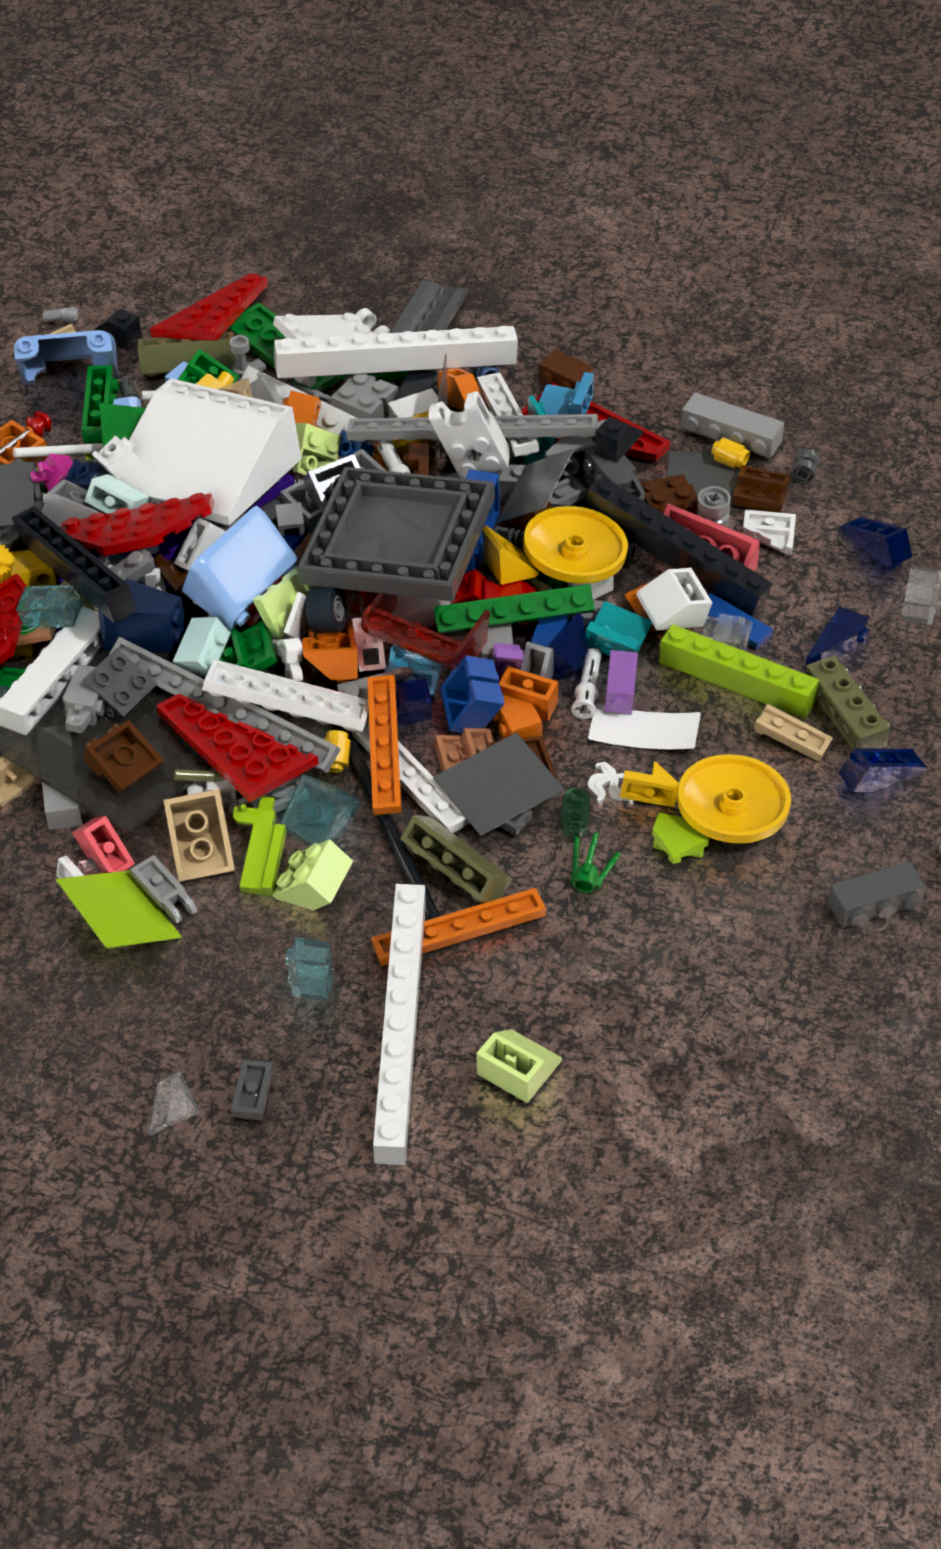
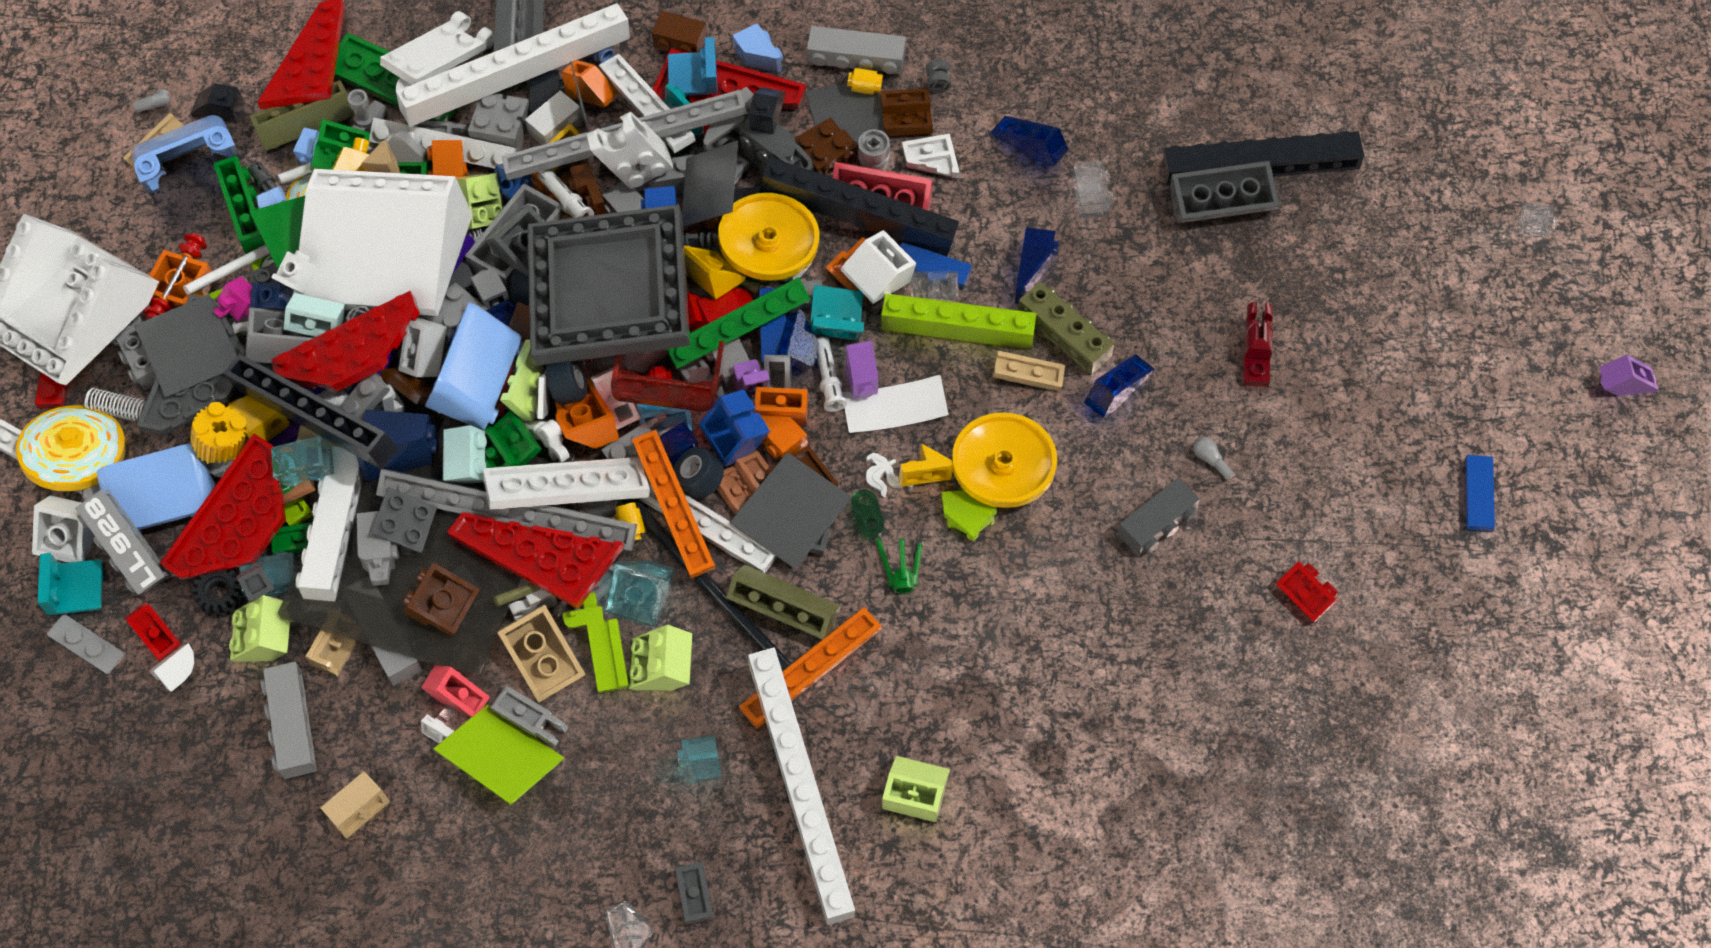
camera: 20 degrees left, 15 degrees up
(25, 656) = (297, 512): none -> lime plate
(421, 727) = (698, 472): none -> black wheel
(635, 403) = (756, 49): none -> light blue slope

